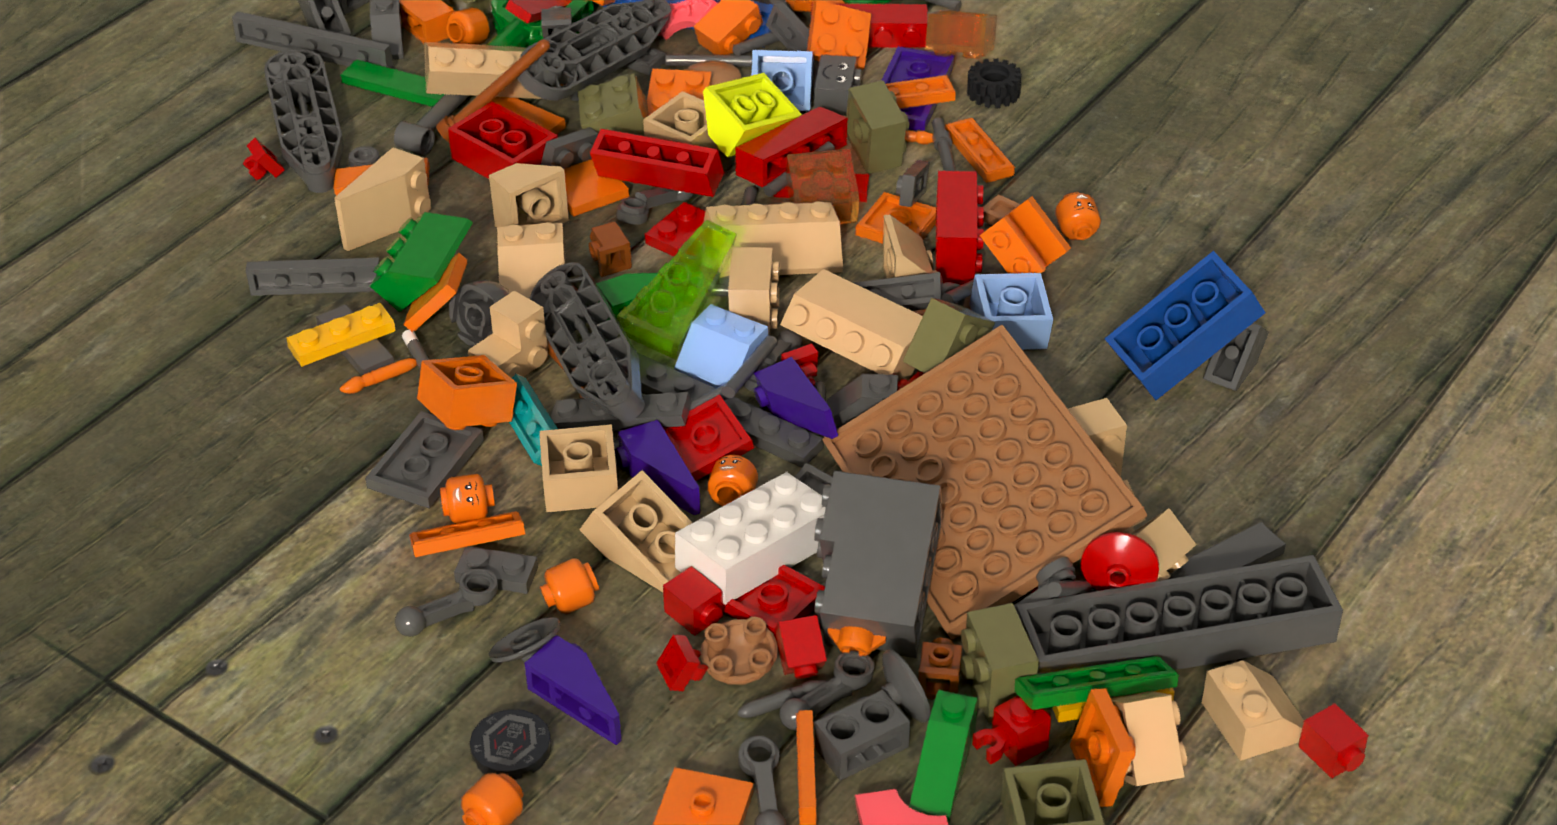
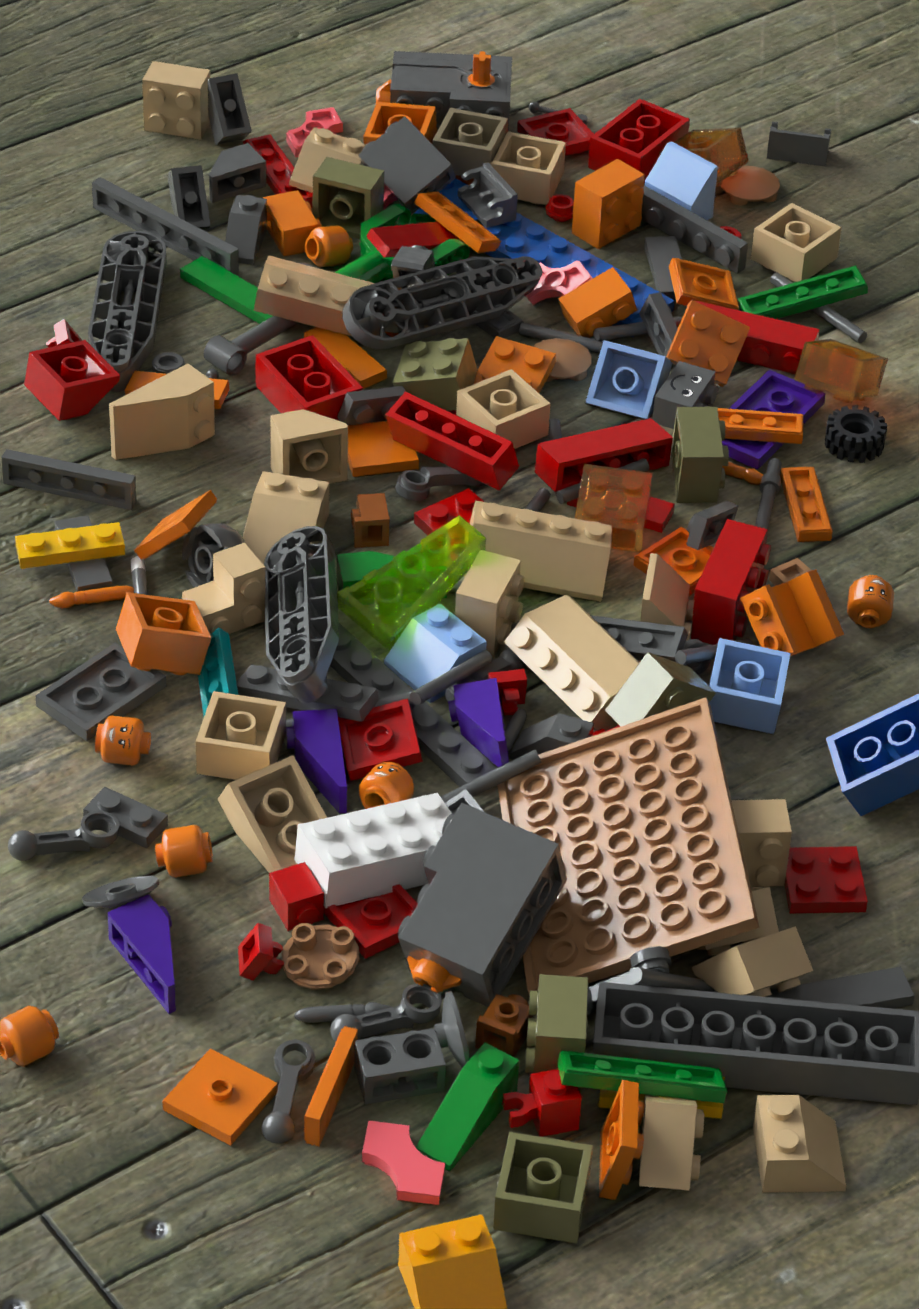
camera: 15 degrees right, 0 degrees up
(280, 188) = (69, 378): none -> red slope
(418, 257) = (173, 484): green slope -> none
(466, 533) = (110, 775): orange tile -> none
(496, 87) = (321, 320): dark orange piece -> none
(510, 743) = (69, 985): black tile -> none
(745, 110) = (565, 405): neon yellow slope -> none
(800, 646) = (377, 967): red brick -> none
(831, 442) = (497, 776): none -> dark grey bar
(1119, 553) = (716, 965): red dish -> none
(1158, 464) = (824, 880): none -> red plate
(1333, 741) = (858, 1197): red brick -> none

